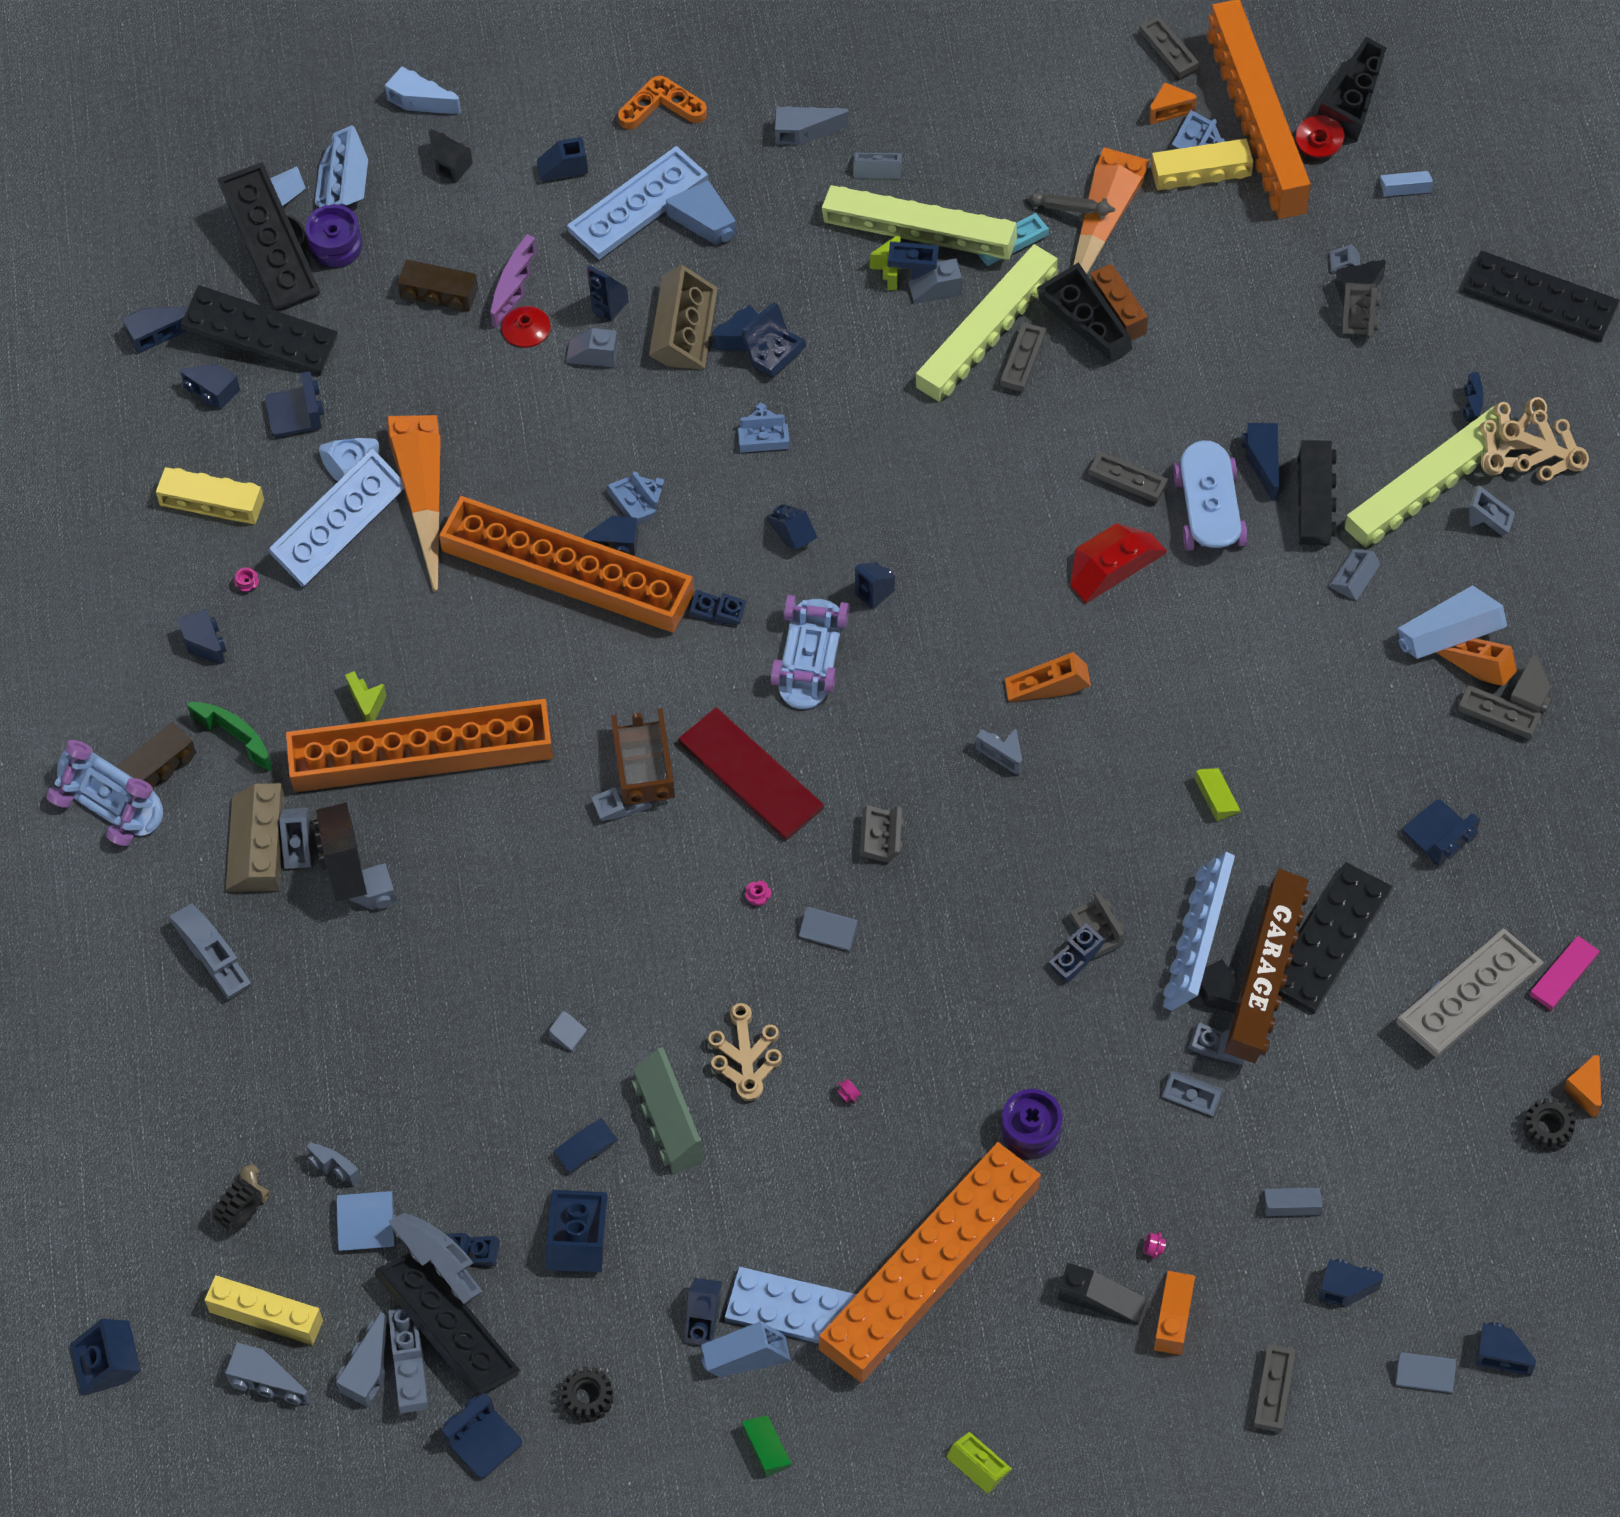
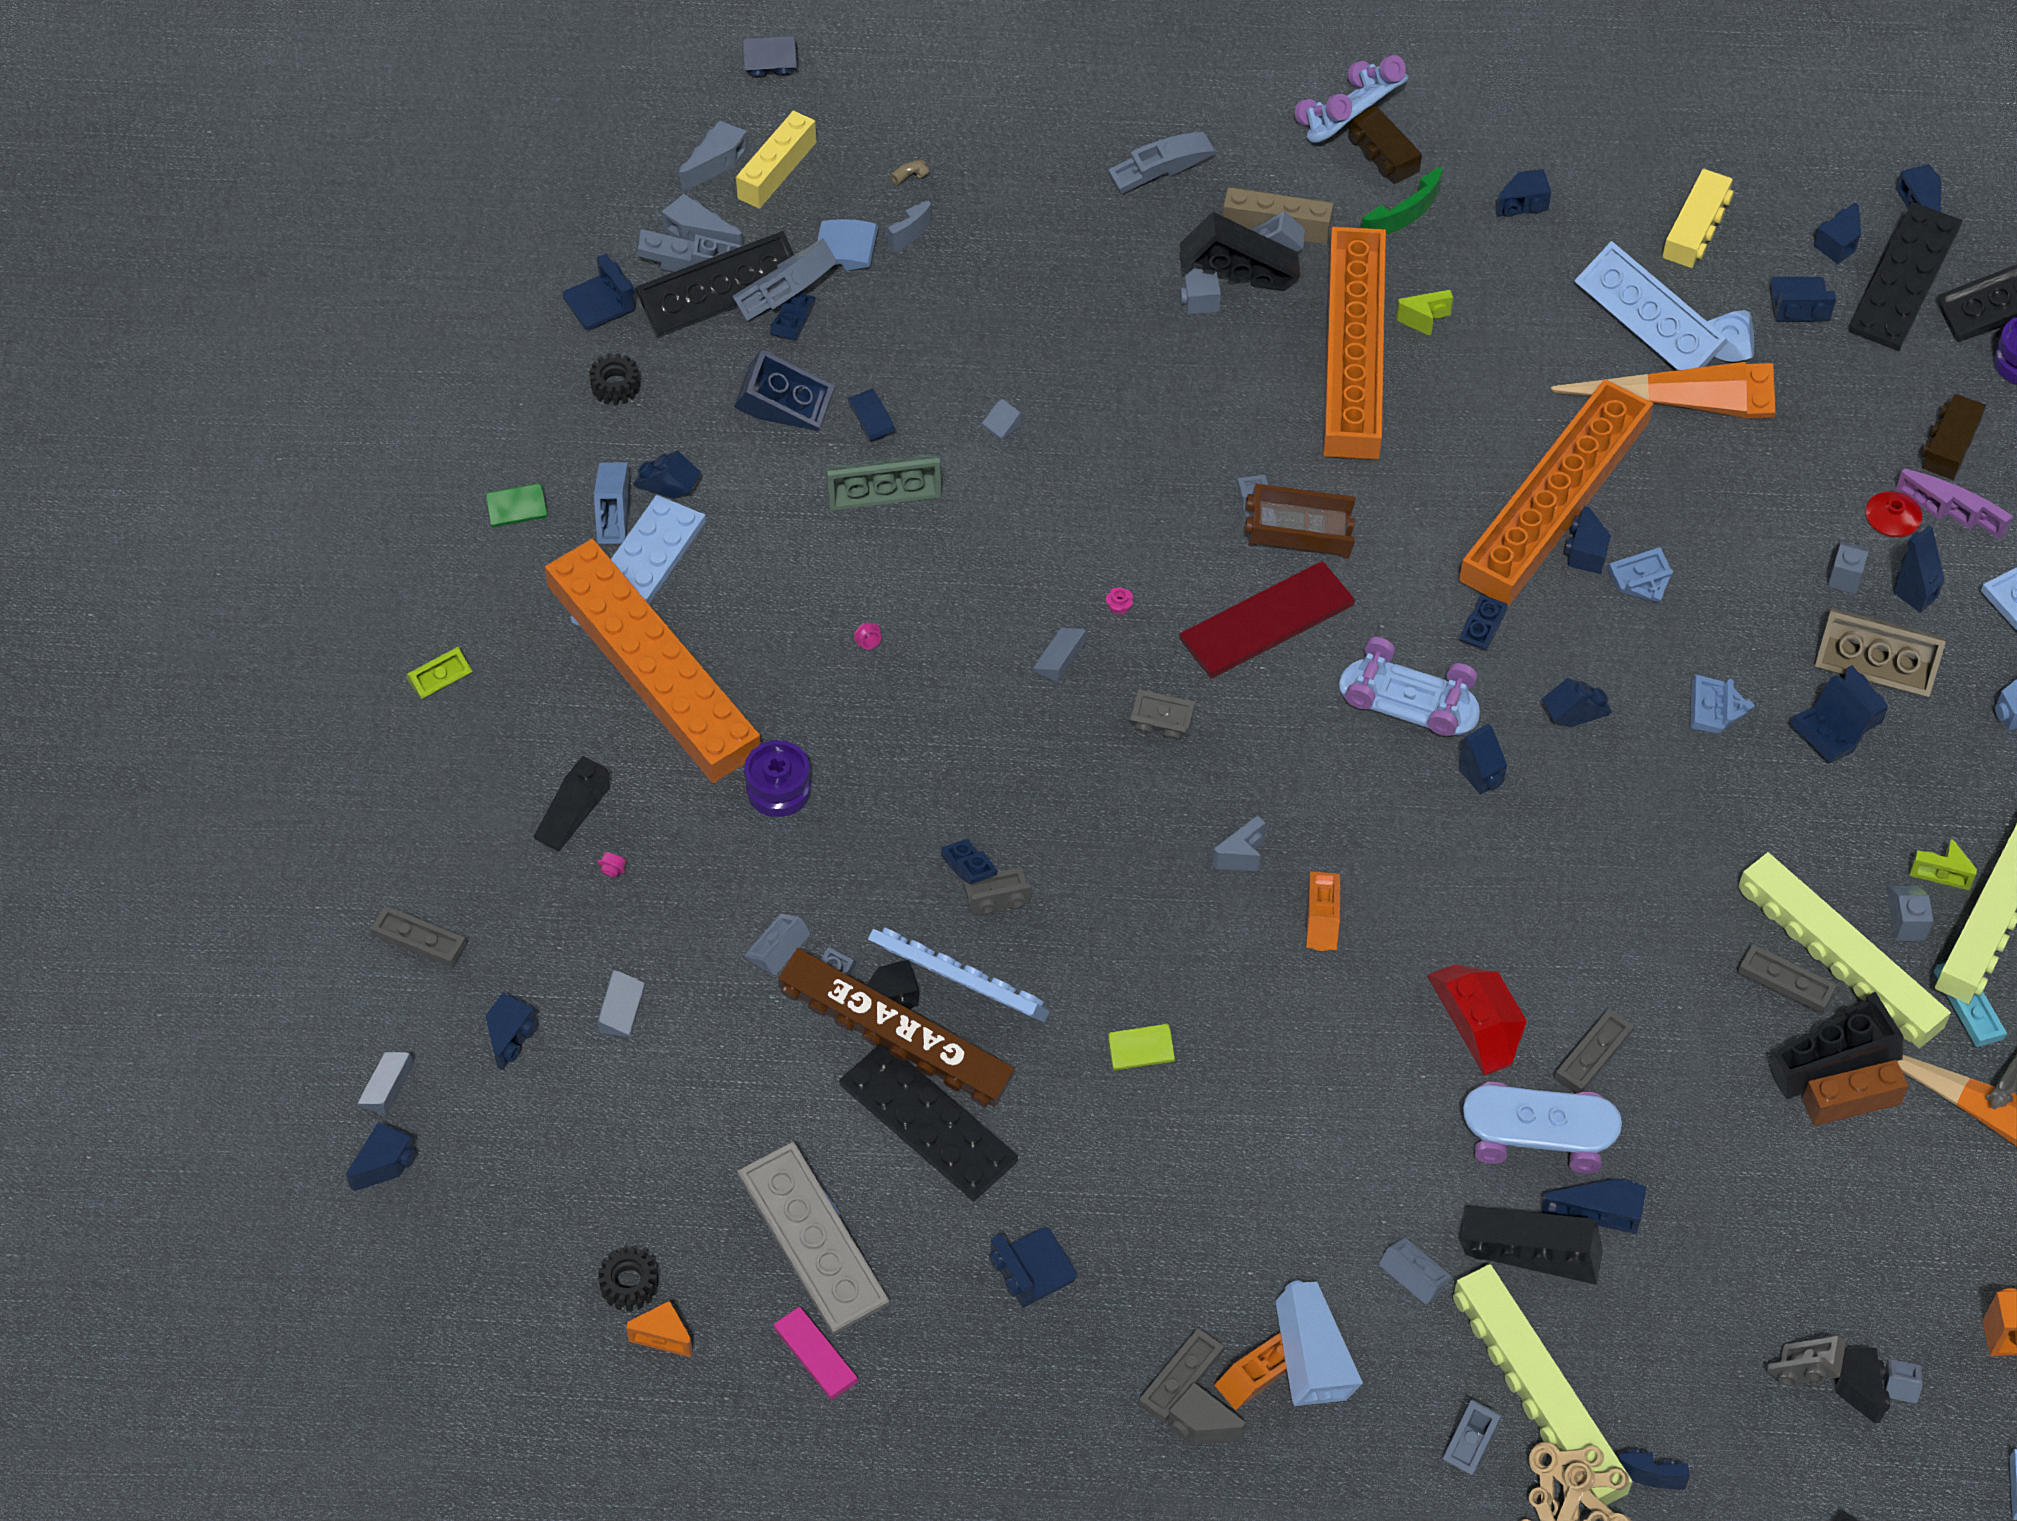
camera: 100 degrees right, 5 degrees down
(237, 1205) = (883, 147): black tyre -> none
(246, 574) = (1590, 237): dark pink plate -> none
(745, 1056) = (935, 557): tan plant -> none
(913, 256) = (1937, 871): dark blue slope -> none
(1174, 1313) = (530, 864): orange slope -> none

